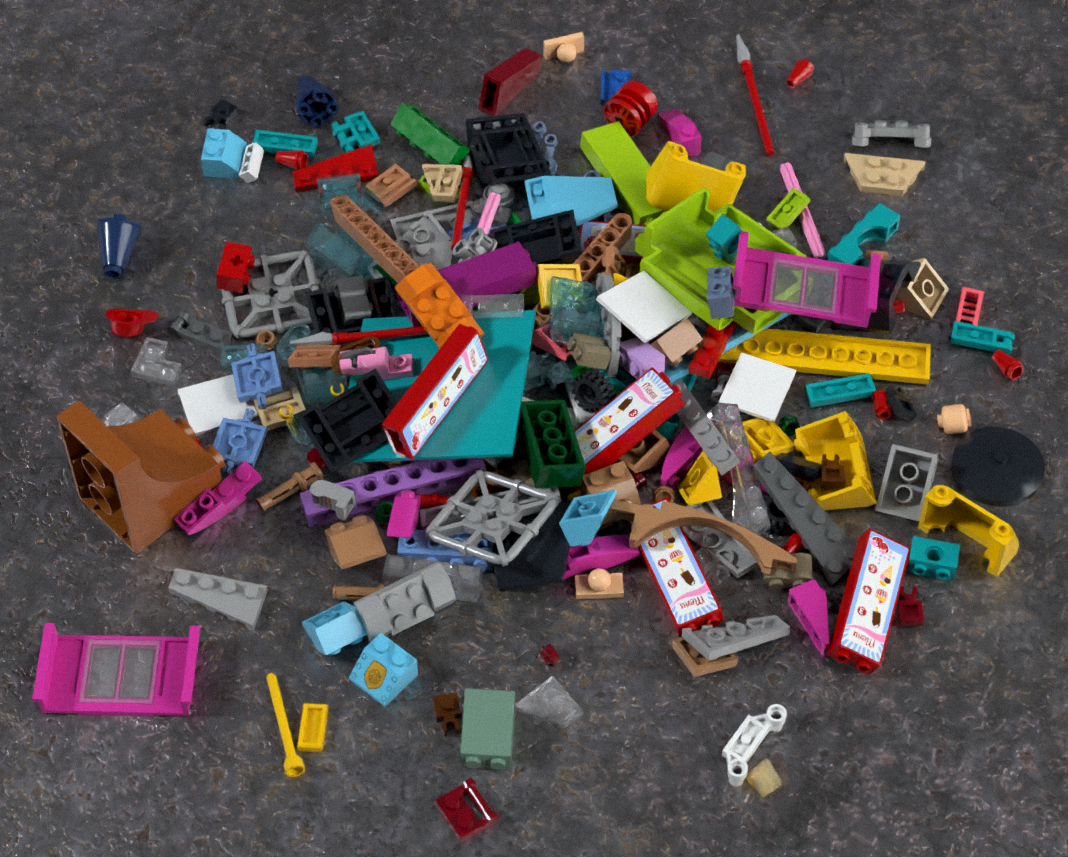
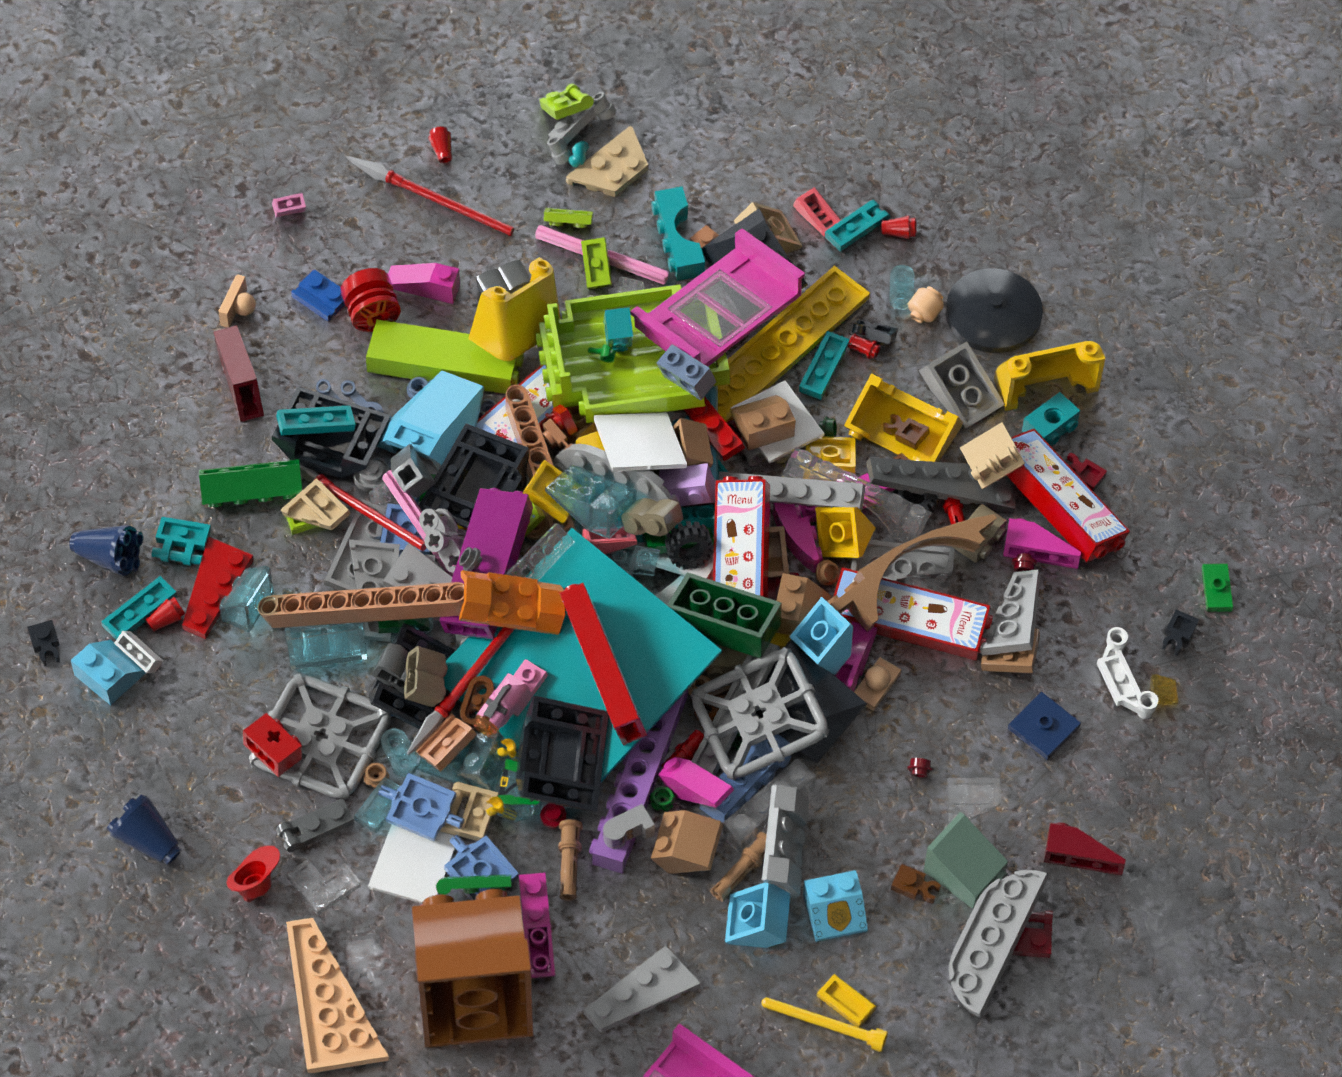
camera: 55 degrees left, 5 degrees up
(40, 438) = (330, 1015): none -> light nougat wing
(216, 439) = (471, 884): none -> green plate
(351, 310) = (425, 676): none -> dark tan brick
(390, 185) = (277, 551): nougat plate -> none
(436, 786) = (992, 937): none -> light grey plate
(452, 267) = (470, 559): none -> dark grey plate
(500, 133) = (315, 420): none -> teal plate
(505, 206) = (411, 472): none -> dark grey slope
(563, 794) = (1076, 849): none -> dark red slope
(629, 260) = (562, 419): none -> red plate
(660, 716) = (1044, 725): none -> dark blue plate
(667, 28) = (289, 205): none -> bright pink piece
(703, 248) = (605, 353): none -> green hand
(743, 376) = (764, 421): none -> medium nougat slope
(789, 616) = (1024, 562): none -> dark red plate
(800, 467) = (885, 448): black piece -> none
(808, 169) = (557, 217): none -> lime plate
(830, 756) = (1179, 630): none -> black plate
(851, 530) = (992, 455): none -> tan hinge
(869, 146) = (579, 154): none -> teal arm
(894, 761) = (1217, 588): none -> green plate
(900, 113) = (561, 104): none -> lime plate
(953, 394) = (901, 289): none -> clear light blue plate

